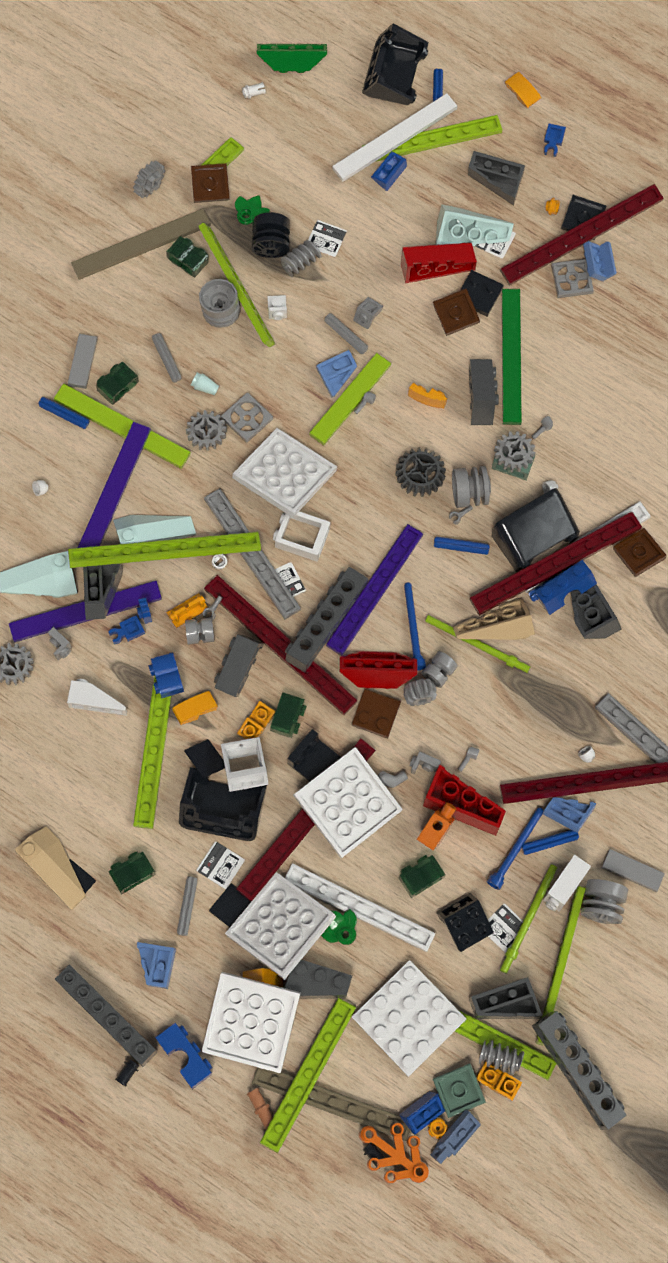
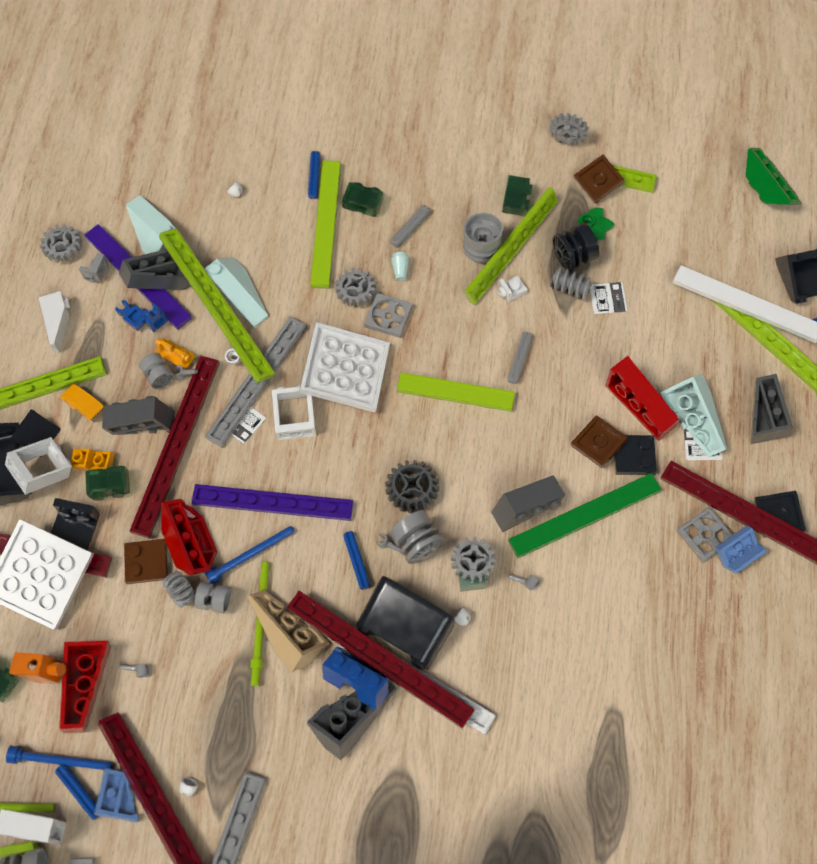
camera: 70 degrees right, 5 degrees down
(82, 361) = (370, 166): light grey tile -> none
(115, 486) = (261, 243): dark purple tile -> none
(139, 244) = (507, 156): dark tan tile -> none
(166, 674) = (99, 363): blue brick -> none
(249, 91) = (714, 170): white pin -> none
(303, 658) = (204, 475): dark grey brick -> none
(336, 371) = (475, 367): medium blue wing -> none
(367, 312) = (552, 364): light grey bracket -> none
(368, 397) = (464, 405): light grey hand -> none
(389, 170) = (711, 317): blue slope -> none
(392, 781) = (81, 606): light grey arm -> none
(428, 763) = (113, 628): light grey bracket -> none
(433, 398) = (495, 459): light orange slope -> none
(552, 206) = (772, 479): light orange plate -> none
(639, 552) = (437, 741): reddish brown plate -> none

